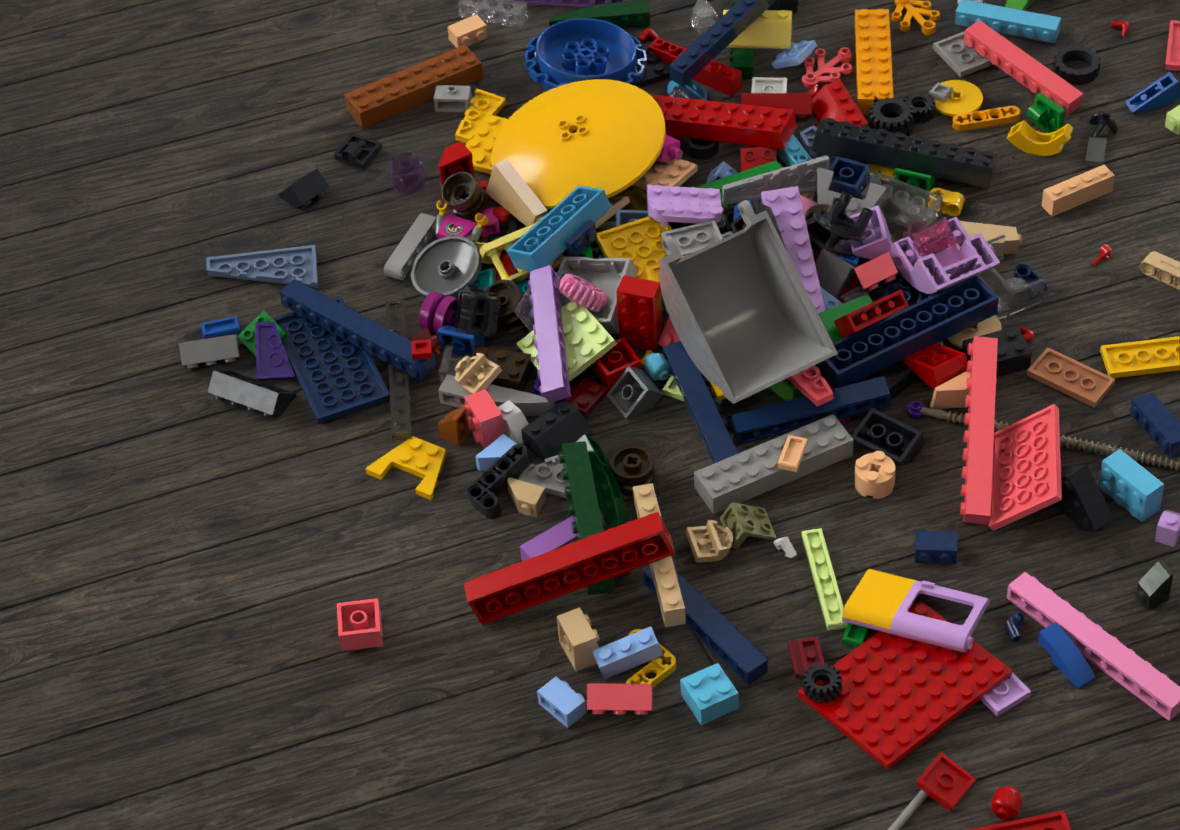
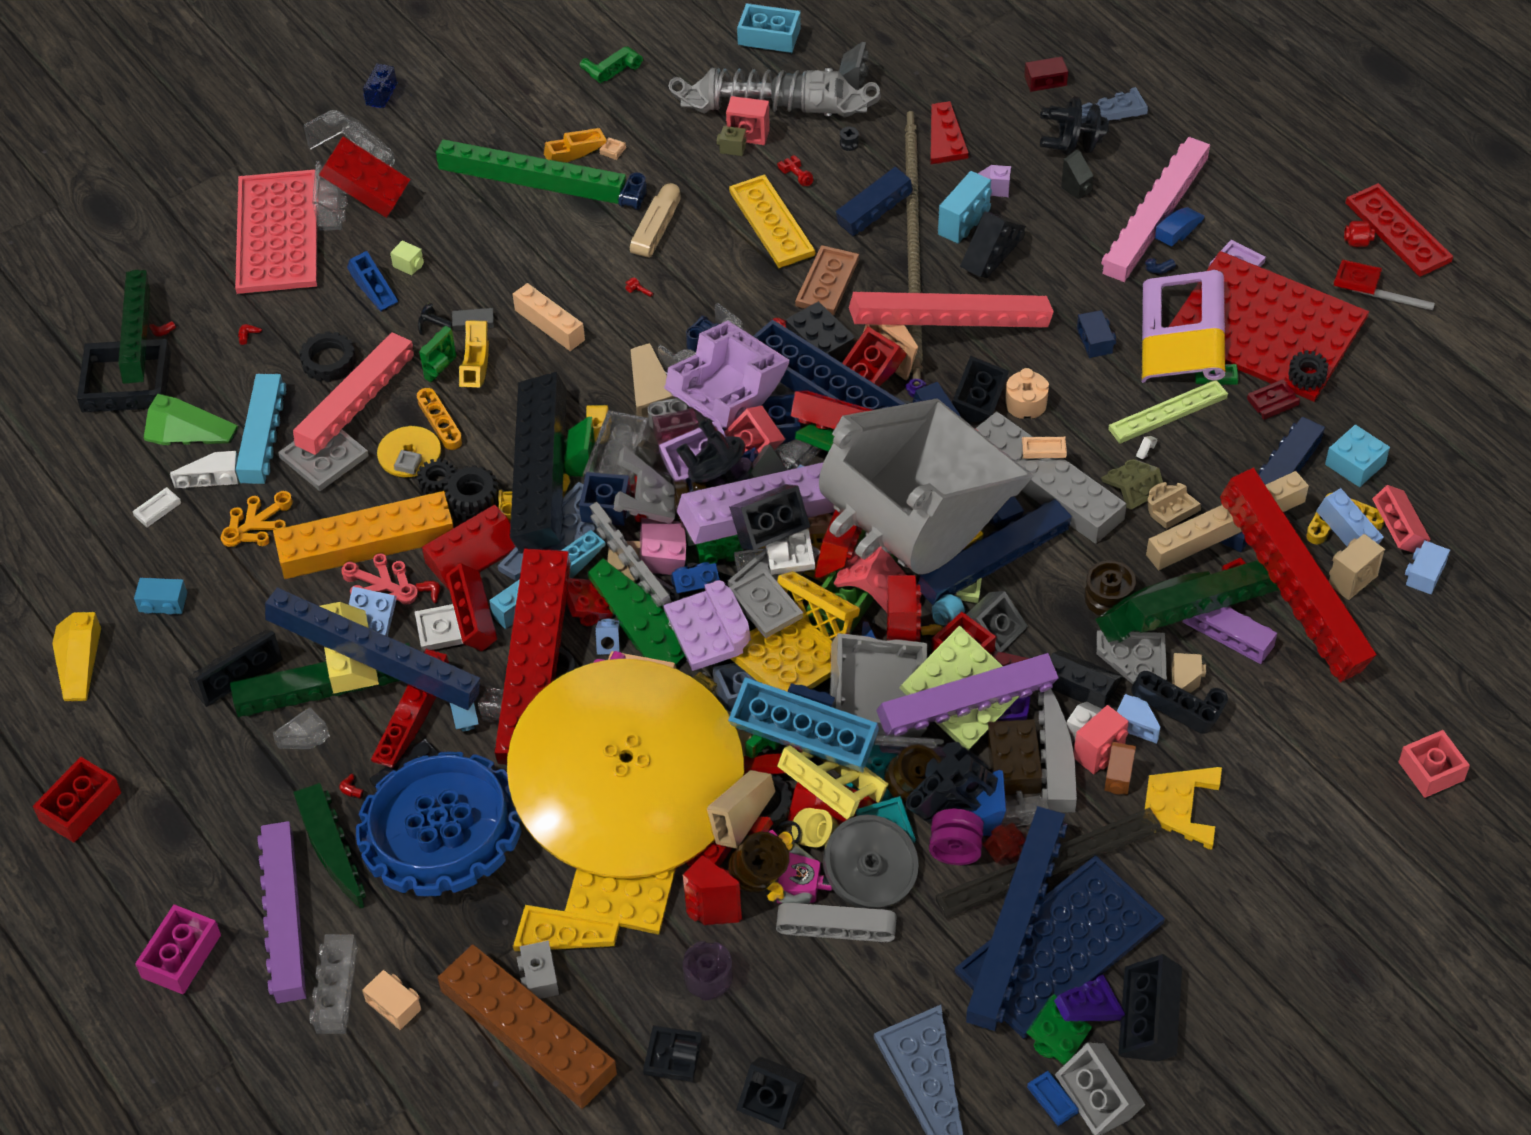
camera: 110 degrees left, 5 degrees up
(421, 349) = (1044, 812): red plate -> none
(476, 373) = (1050, 755): tan slope -> none
(582, 292) = (894, 677): bright pink gear -> none
(935, 237) = (711, 375): clear pink brick -> none
(1026, 467) = (983, 264): coral plate -> none

